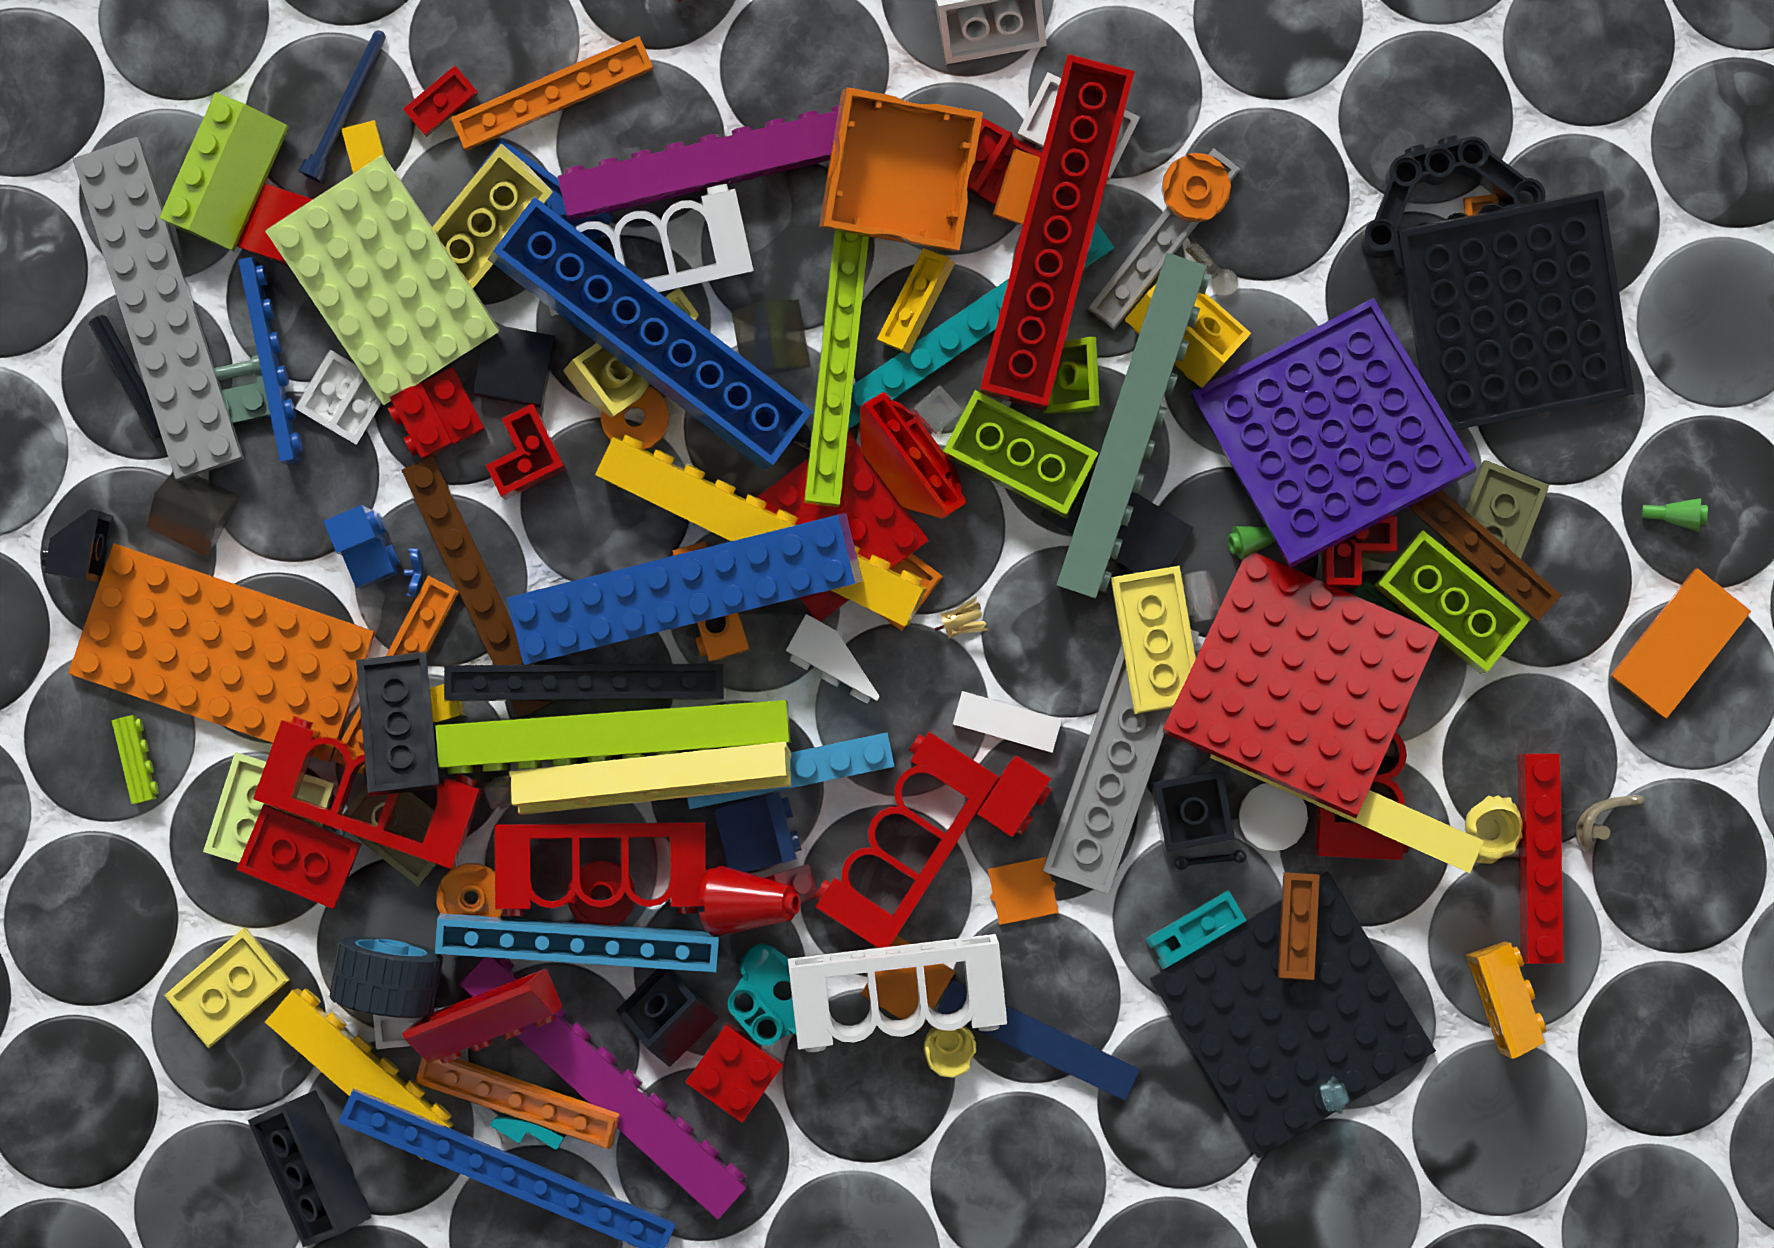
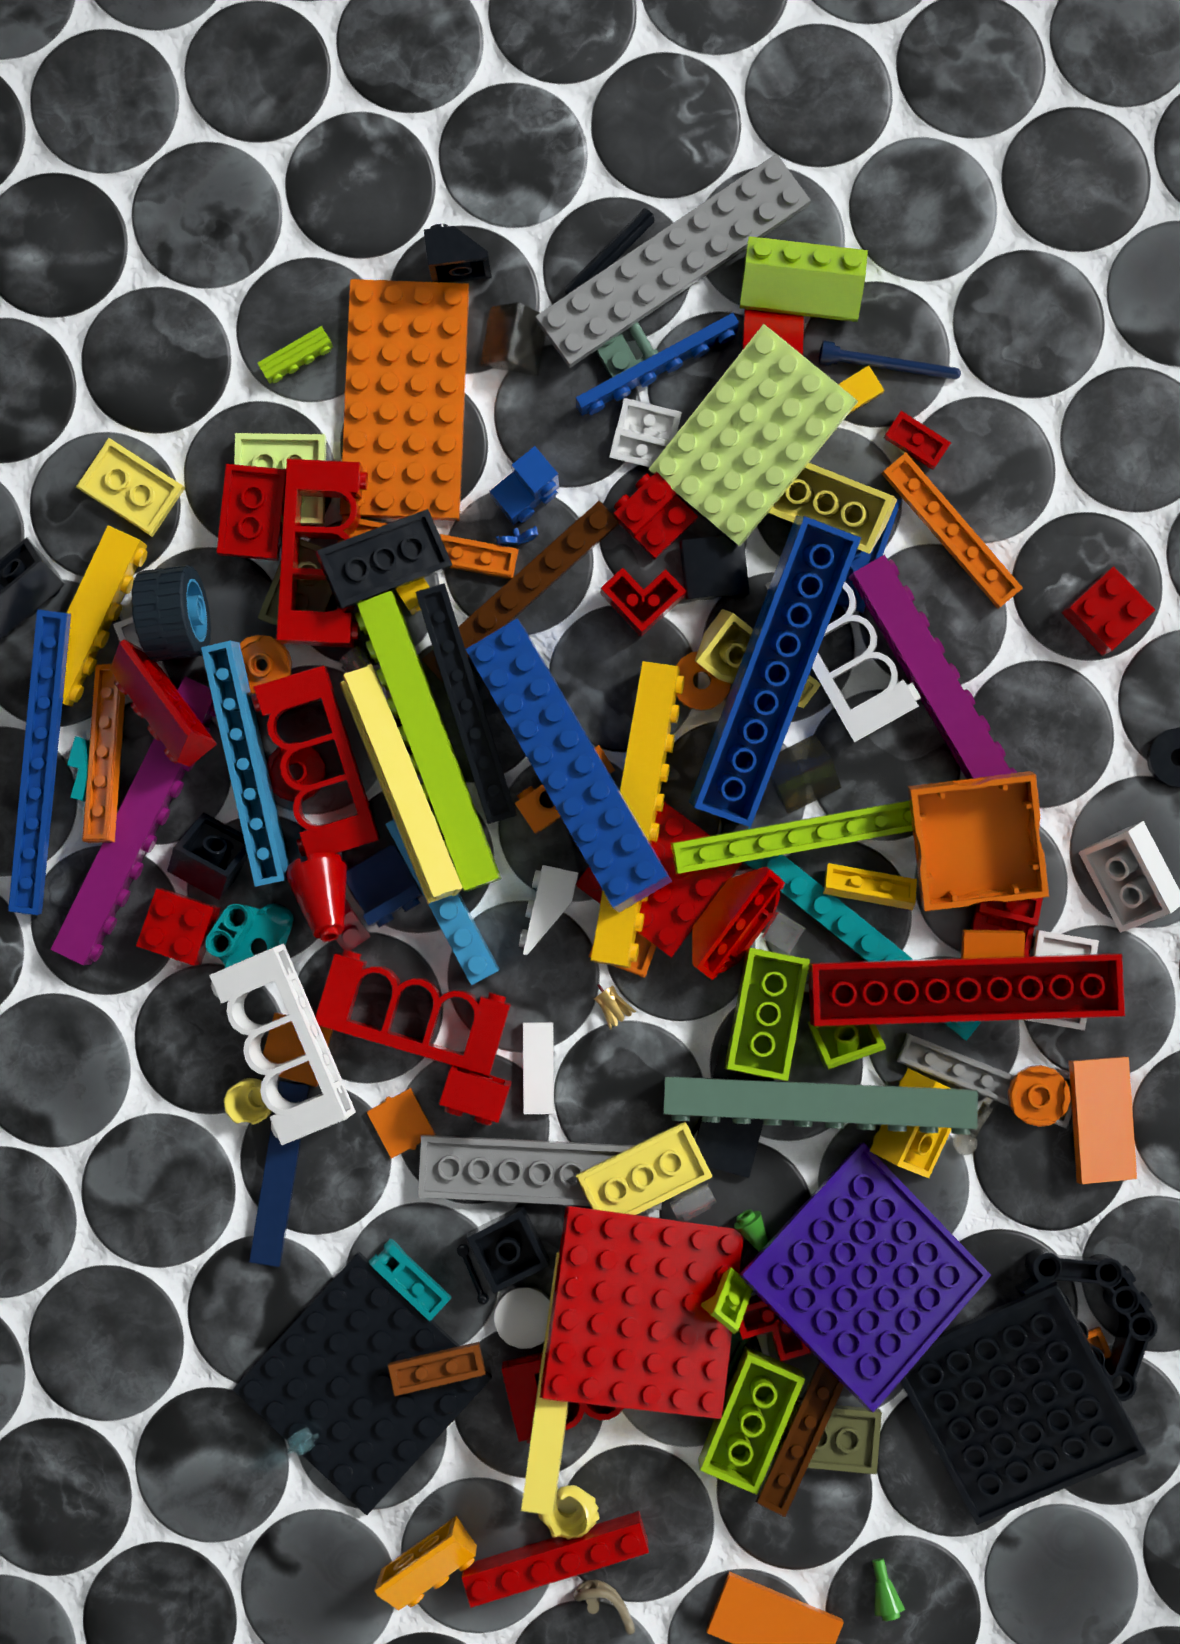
camera: 75 degrees right, 0 degrees up
(1242, 127) = (1102, 1120): none -> orange tile
(1315, 585) = (729, 1301): none -> lime slope

